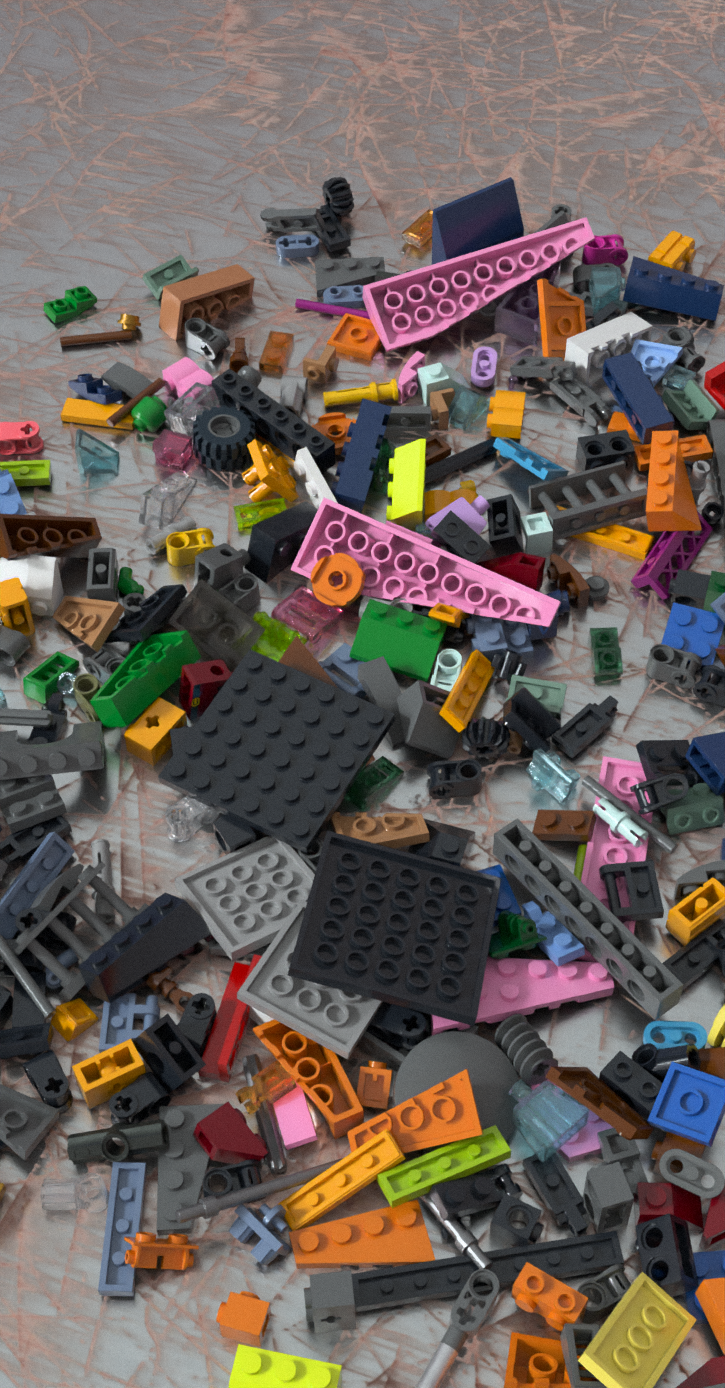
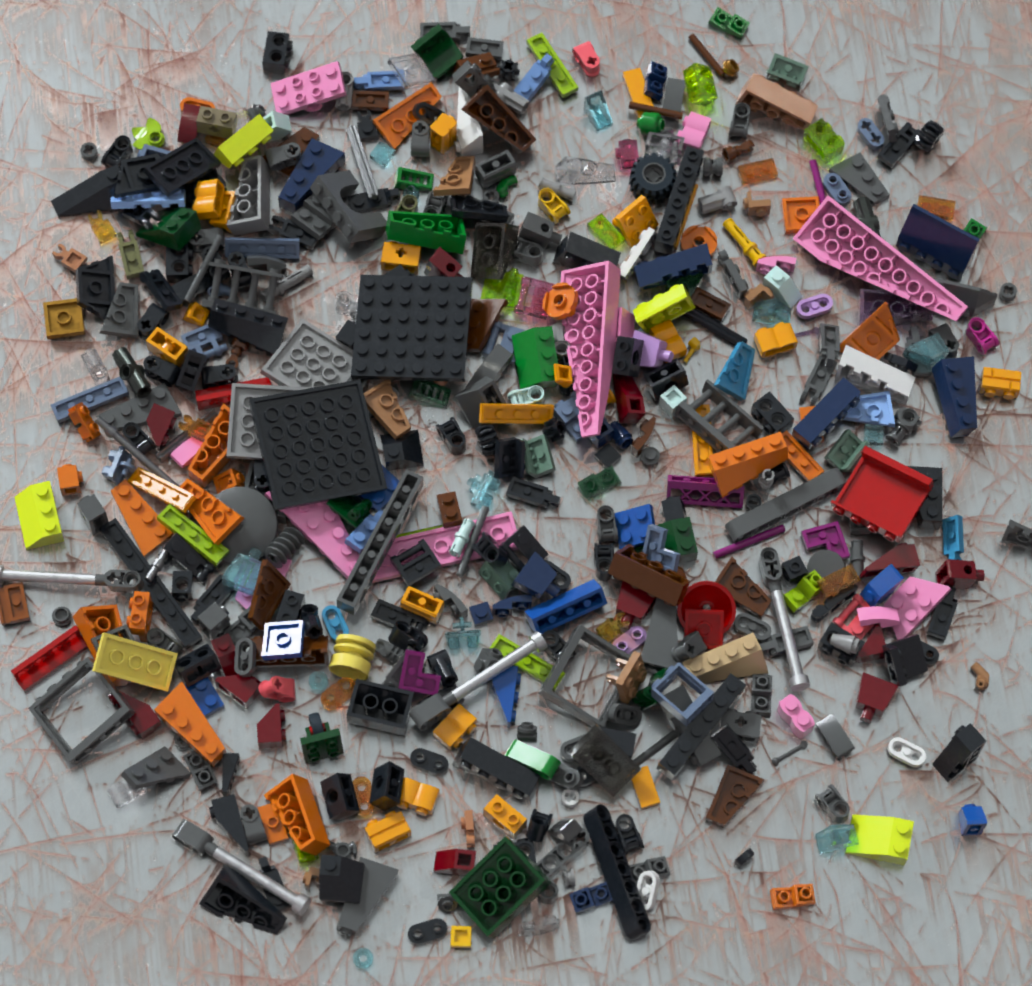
camera: 60 degrees right, 15 degrees up
(133, 350) = (700, 84): none -> clear neon green brick
(280, 281) = (820, 142): none -> clear neon green brick
(573, 630) = (607, 456): none -> black tile

